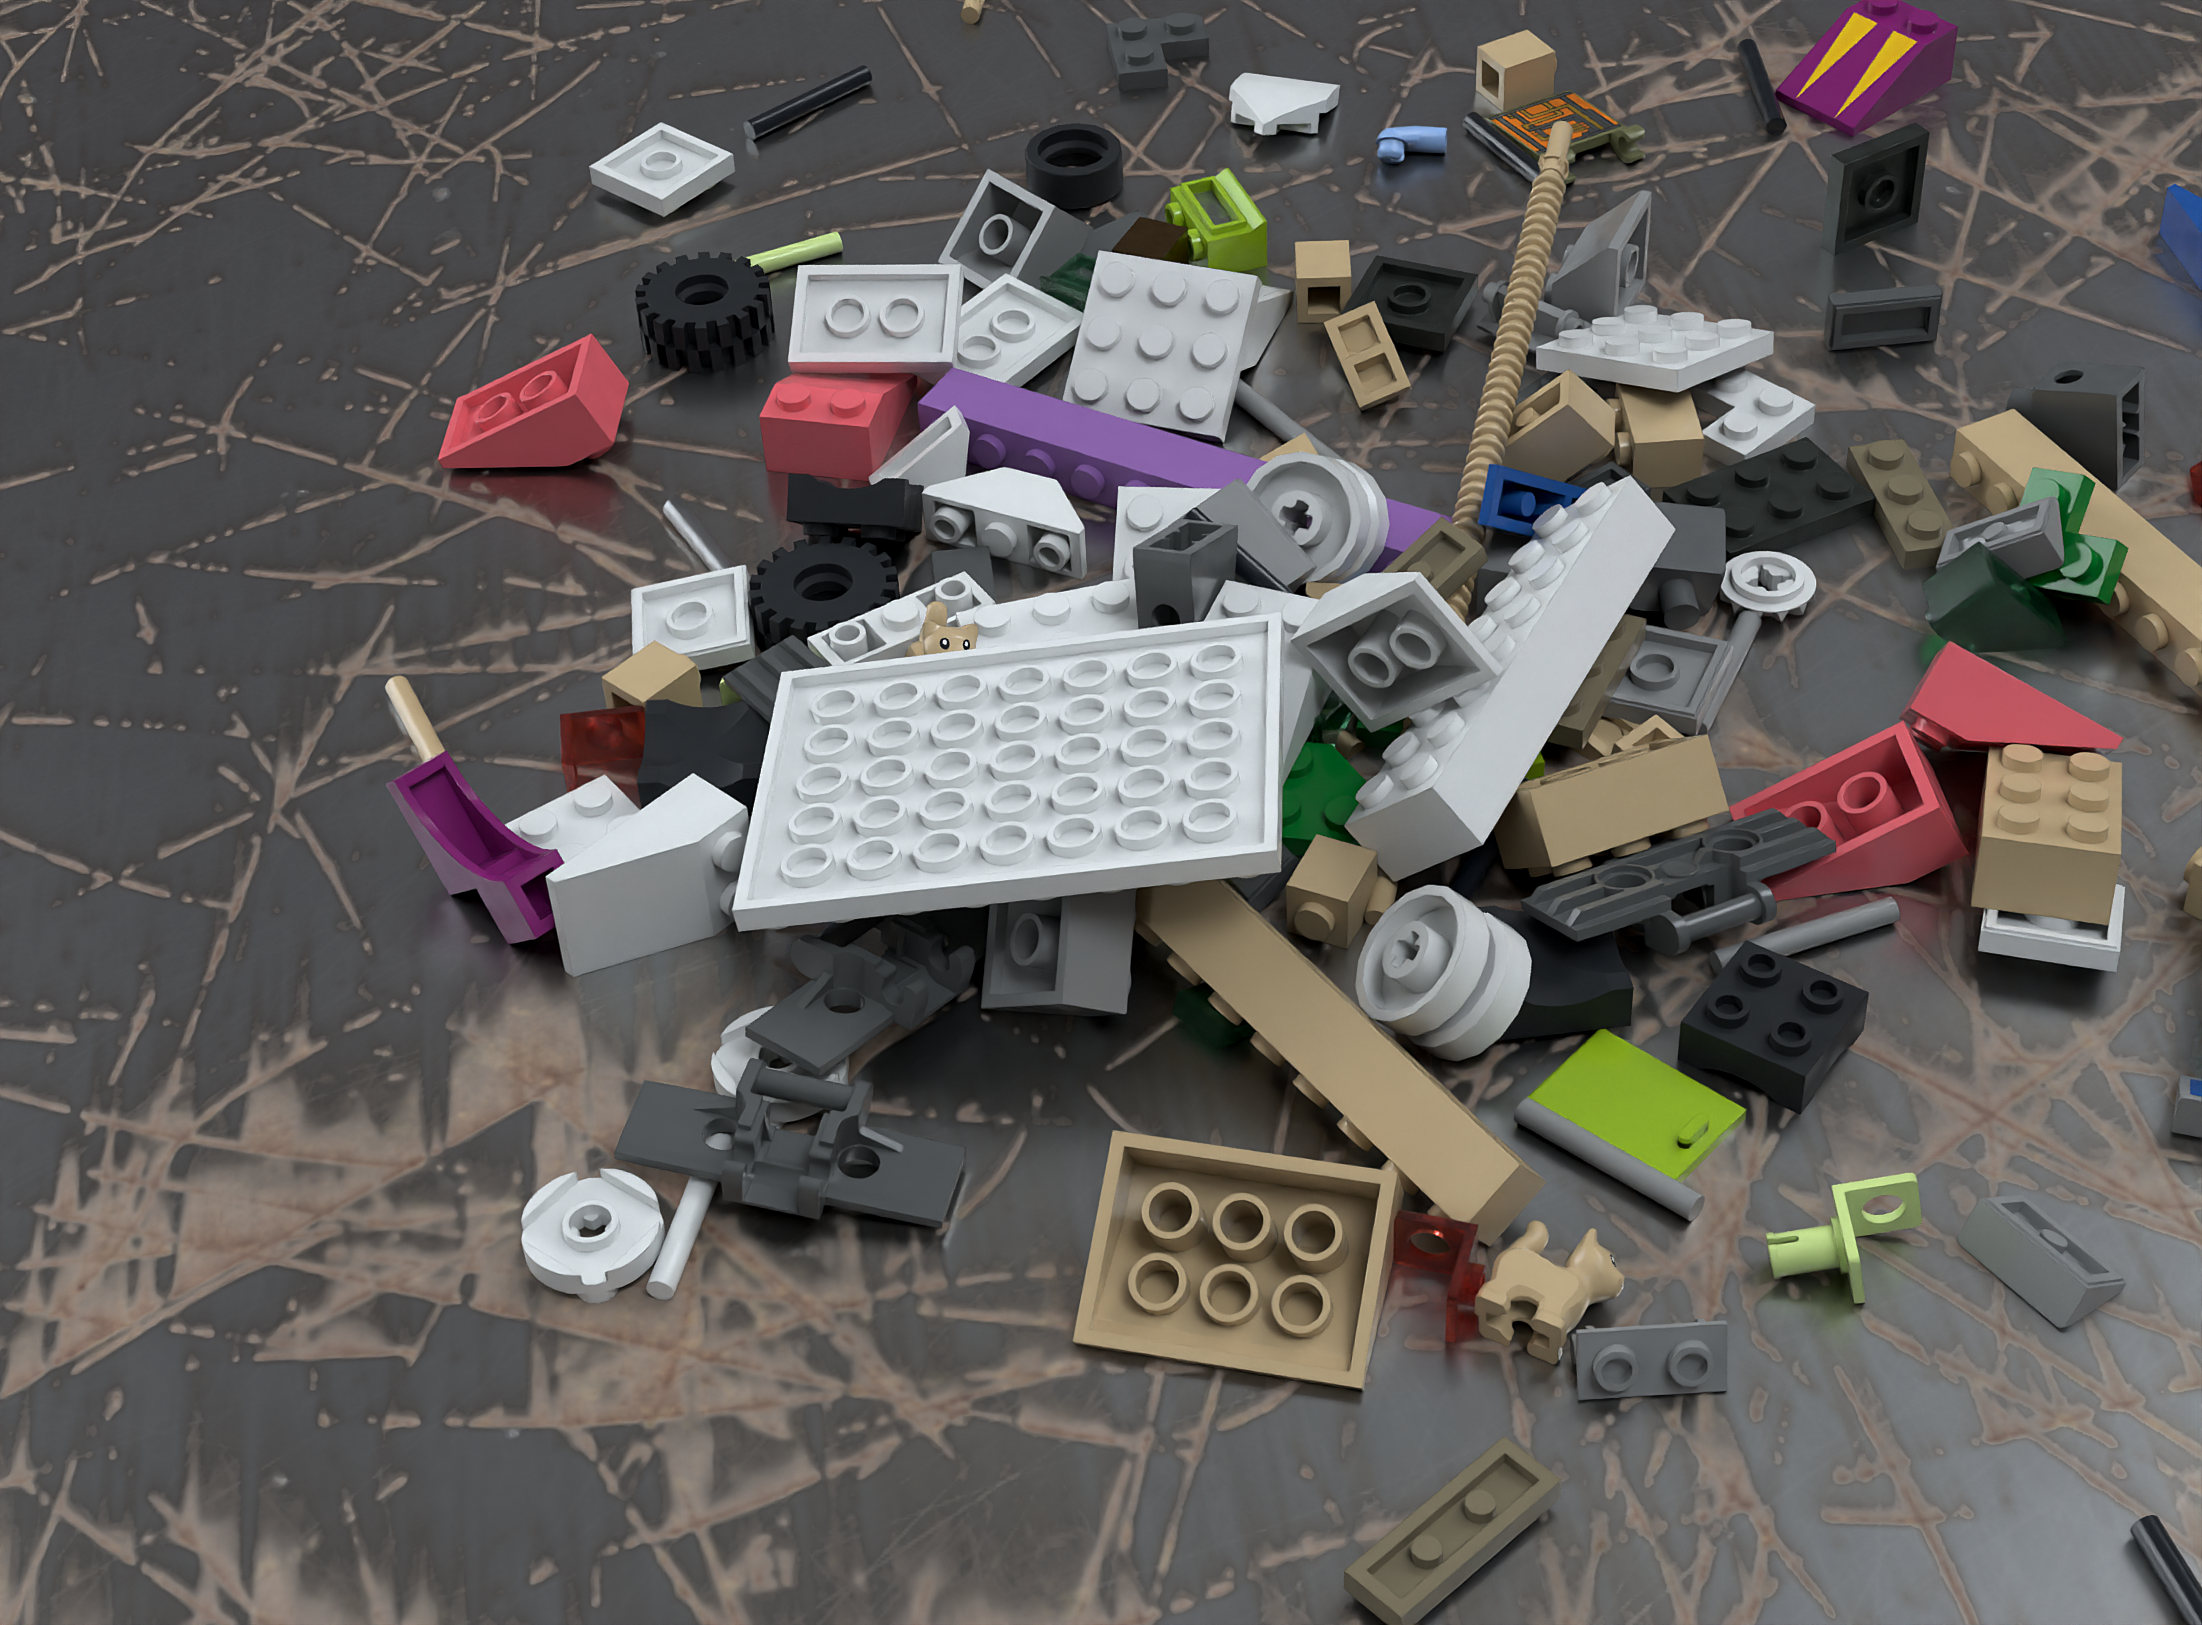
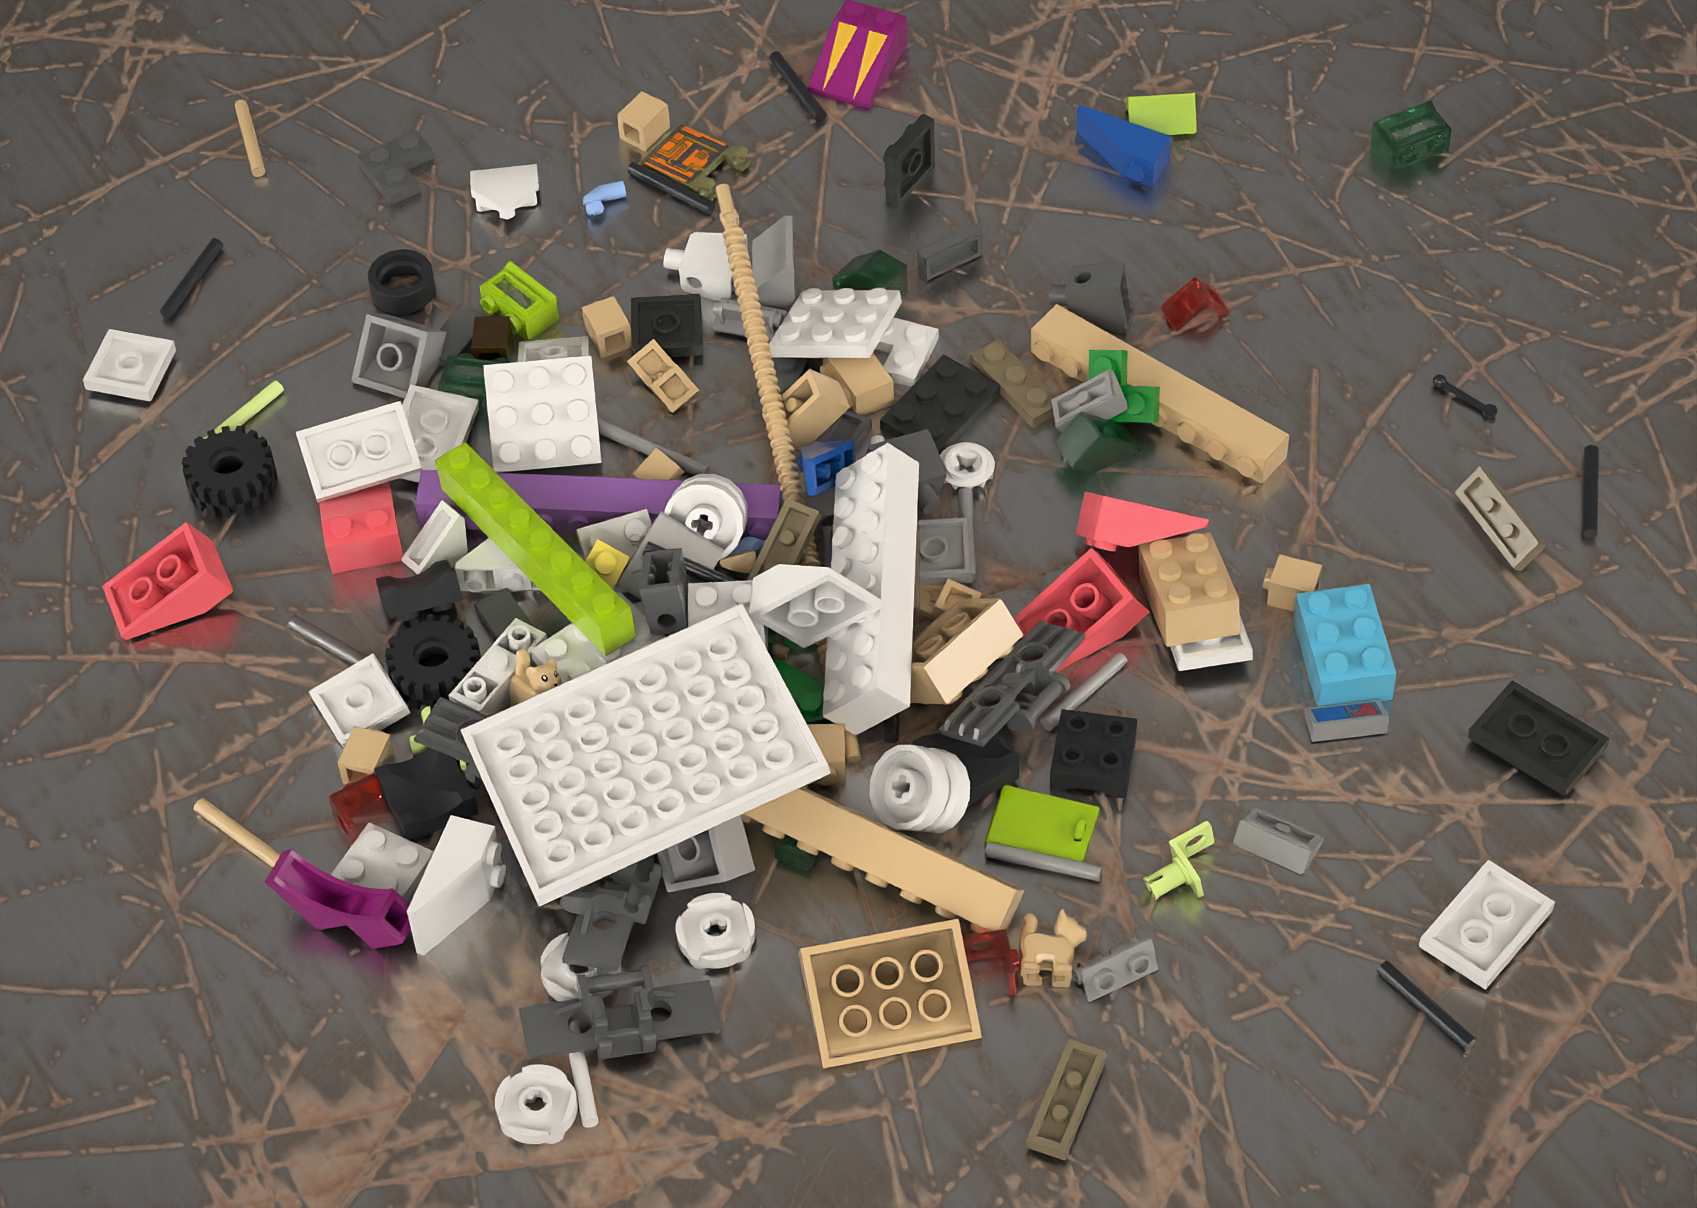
camera: 25 degrees left, 10 degrees up
(1017, 1112) = (721, 950): none -> white plate
(1037, 486) = (536, 549): none -> lime brick
(1115, 533) = (607, 562): none -> light yellow brick
(1492, 239) = (703, 266): none -> white torso
(1767, 308) = (873, 271): none -> clear green slope

